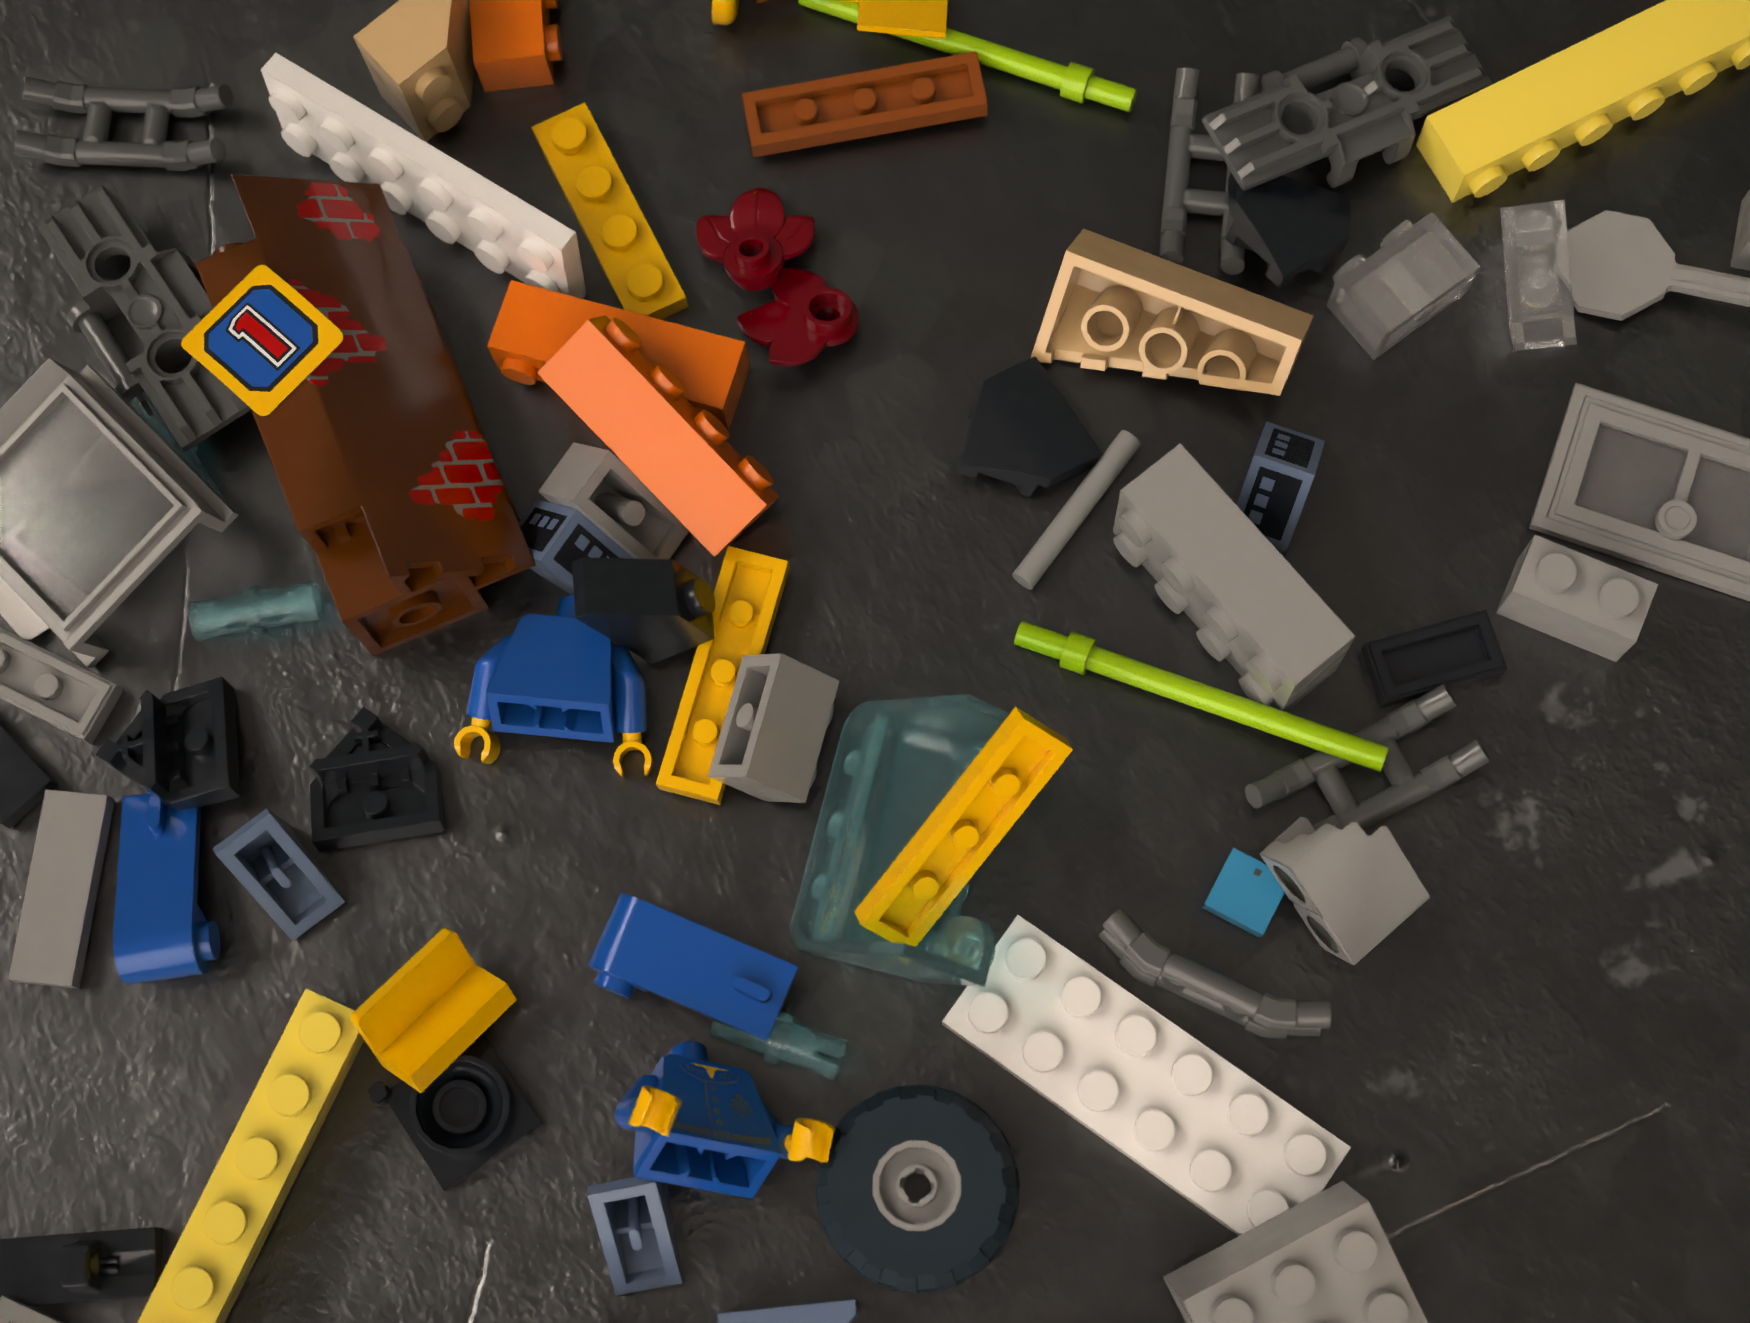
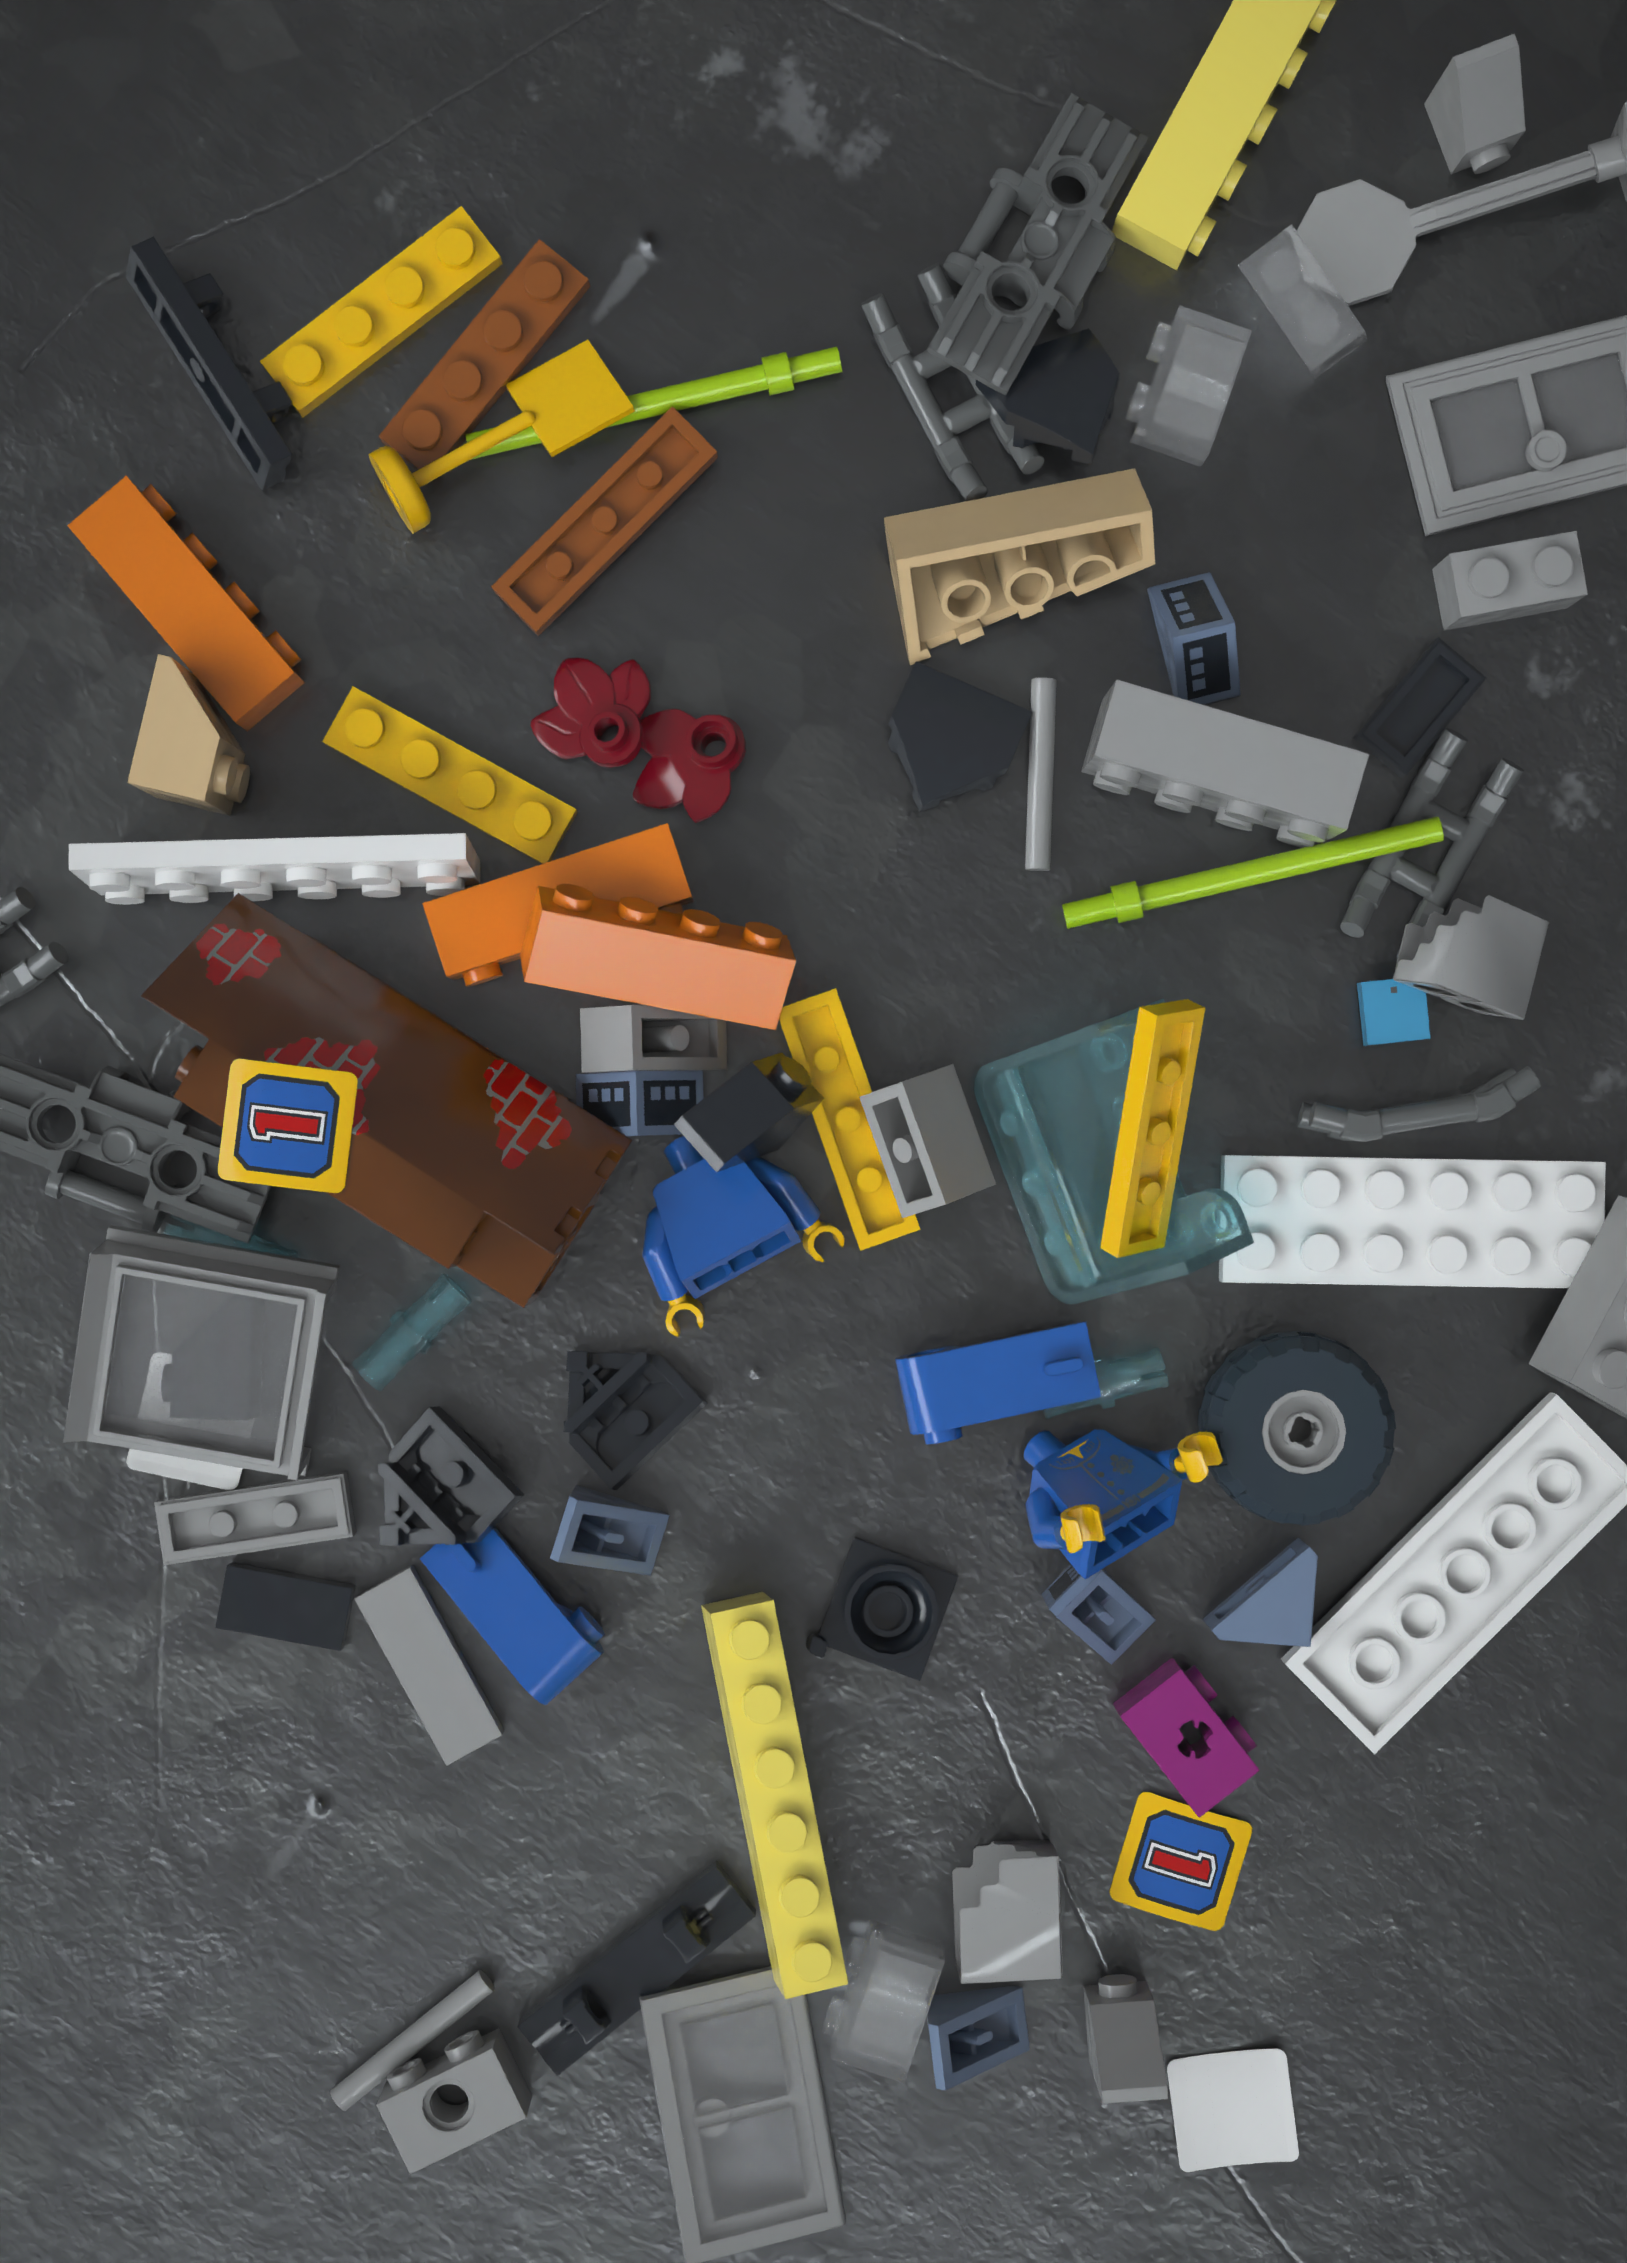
camera: 40 degrees left, 15 degrees up
(431, 1011) = (819, 1557): yellow panel -> none

